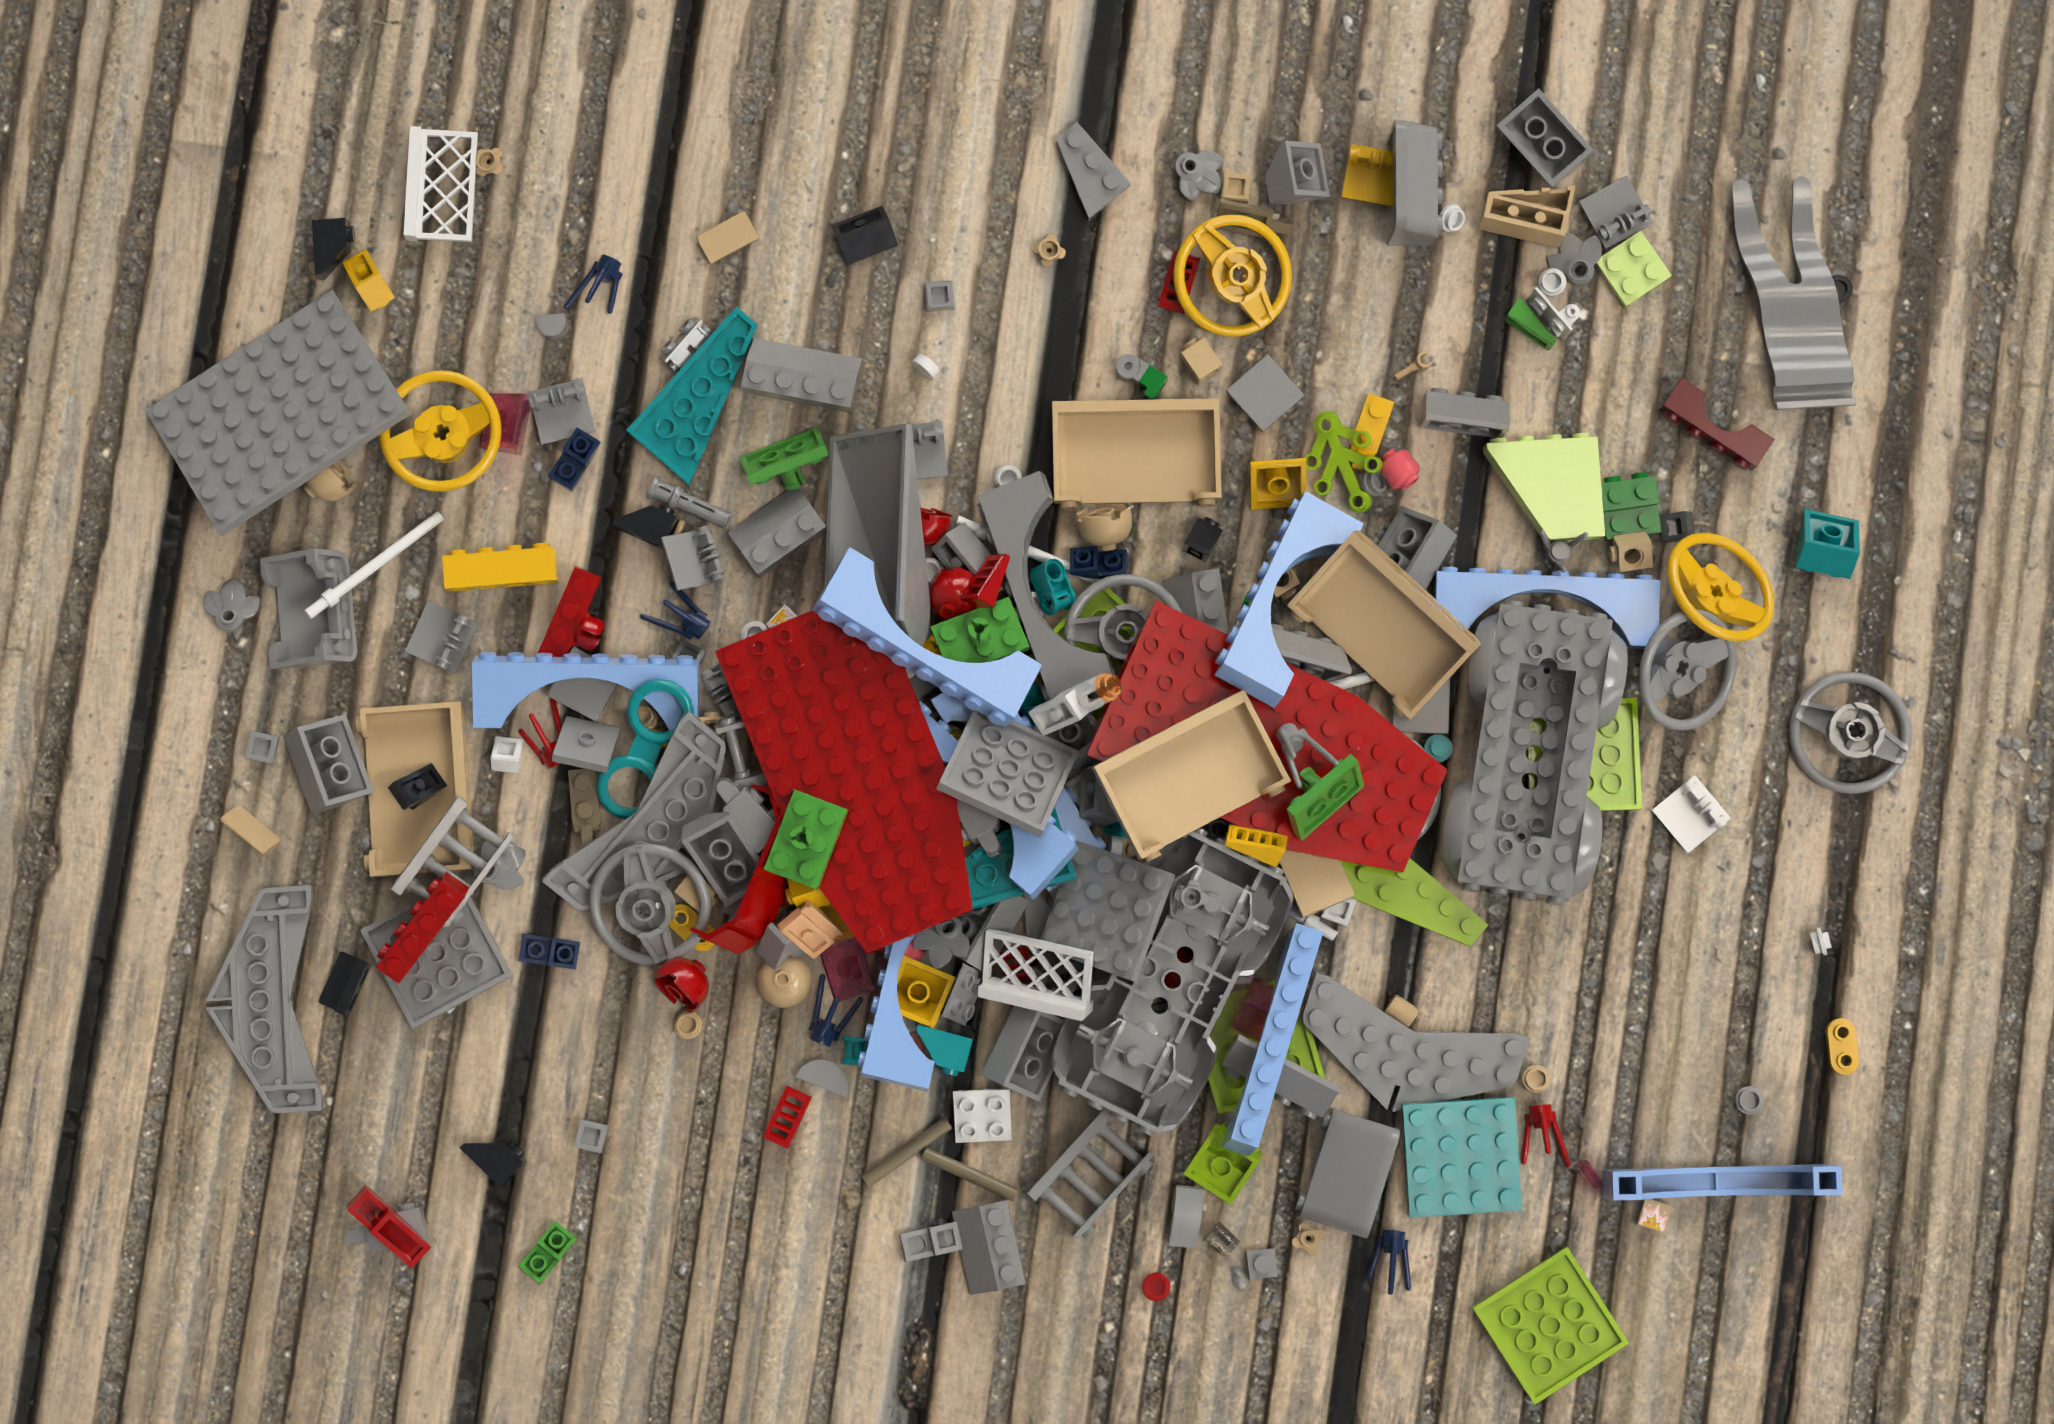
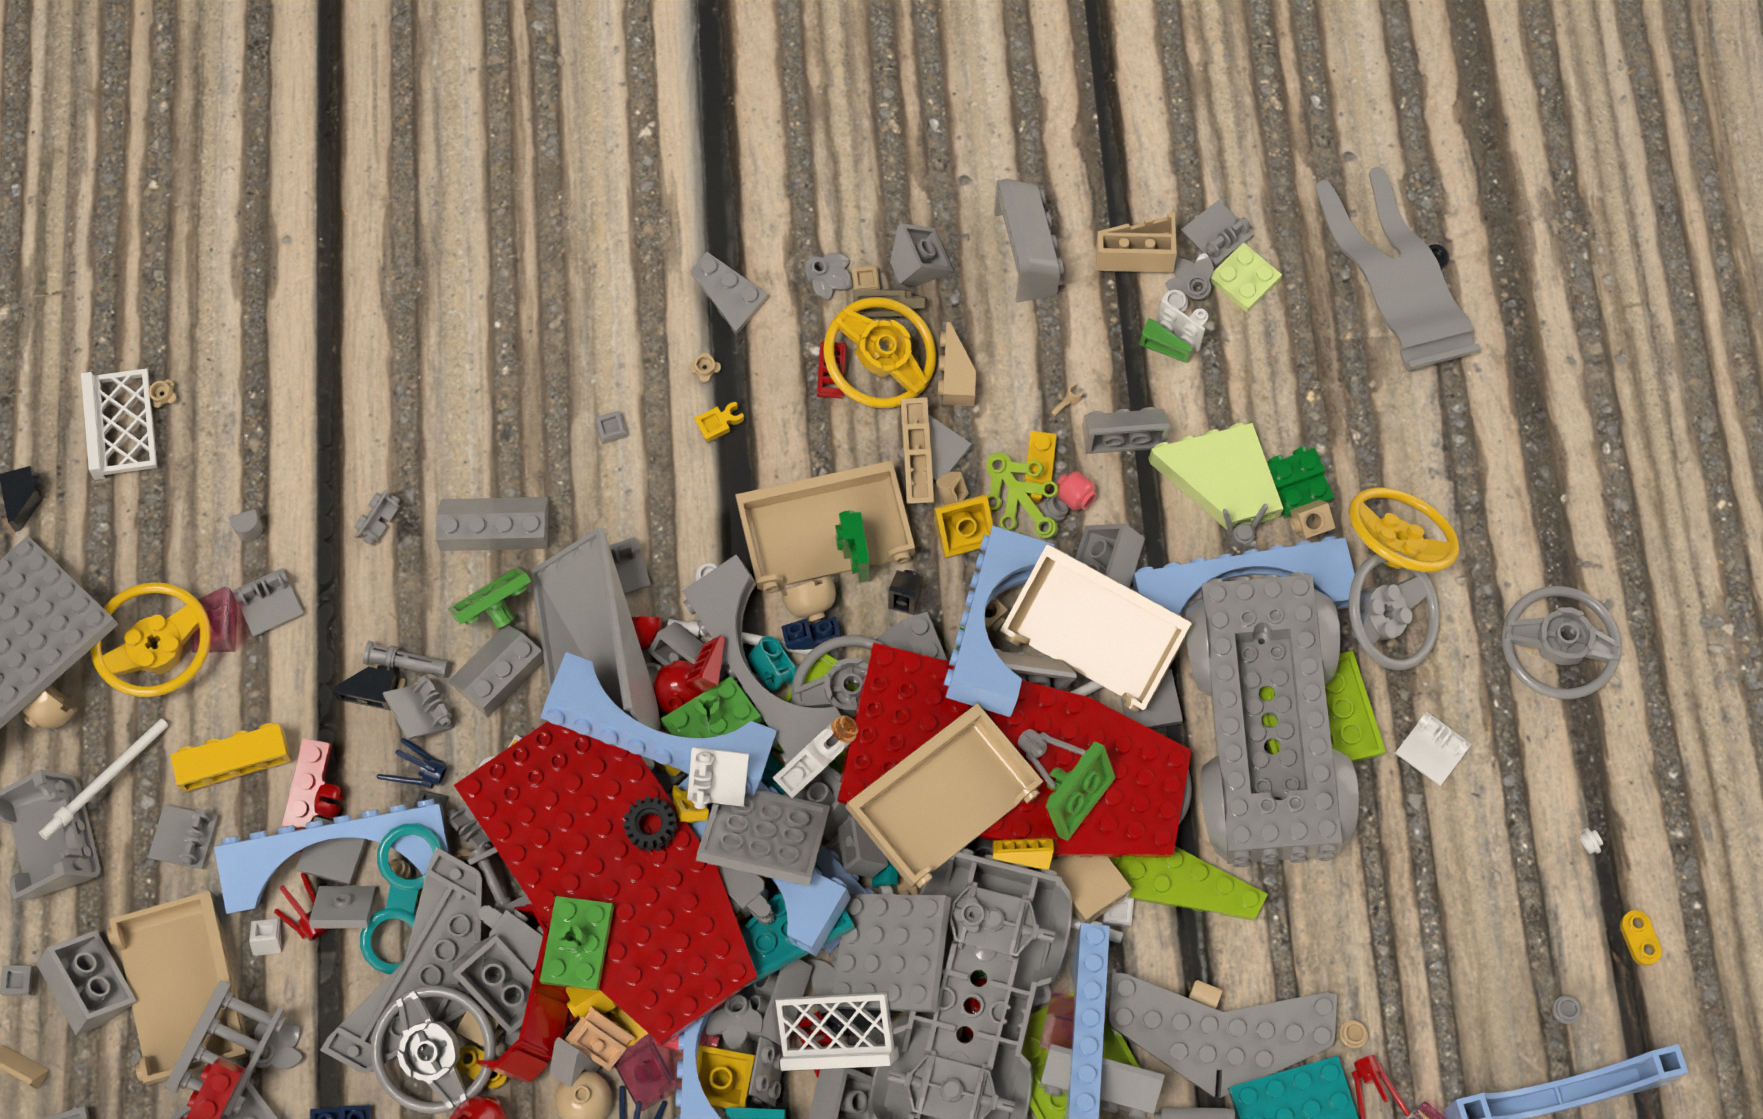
camera: 10 degrees left, 15 degrees down
(368, 280) = (62, 520): yellow slope -> none
(417, 787) = (179, 985): black slope -> none
(574, 459) = (288, 643): dark blue slope -> none
(584, 803) = (351, 966): dark tan hinge -> none
(604, 270) = (288, 467): dark blue plant -> none
(688, 407) = (389, 575): teal wing -> none
(727, 237) = (399, 414): tan slope -> none
(865, 235) = (530, 388): black panel -> none
(882, 734) = (662, 836): none -> black tyre
(925, 366) = (609, 490): white tile -> none
(940, 726) = (685, 808): none -> yellow plate
(973, 707) = (717, 777): none -> white hinge
(1046, 316) = (715, 423): none -> yellow plate
(1135, 370) = (814, 456): leg -> none
(1160, 478) = (851, 539): none -> green plate
(1200, 359) = (867, 433): tan brick -> none
(1246, 393) = (917, 450): none -> tan slope
(1273, 440) = (952, 487): none -> tan brick
(1309, 315) = (959, 373): none -> tan slope
(1369, 175) = (986, 245): yellow hinge -> none
(1438, 747) = (1178, 734): teal plate -> none
(1452, 218) = (1071, 265): white plate -> none
(1545, 138) = (1138, 178): light grey slope -> none
(1676, 526) = (1345, 490): dark grey slope -> none
(1686, 407) = (1328, 385): dark red arch -> none
(1828, 544) = (1491, 477): teal slope -> none

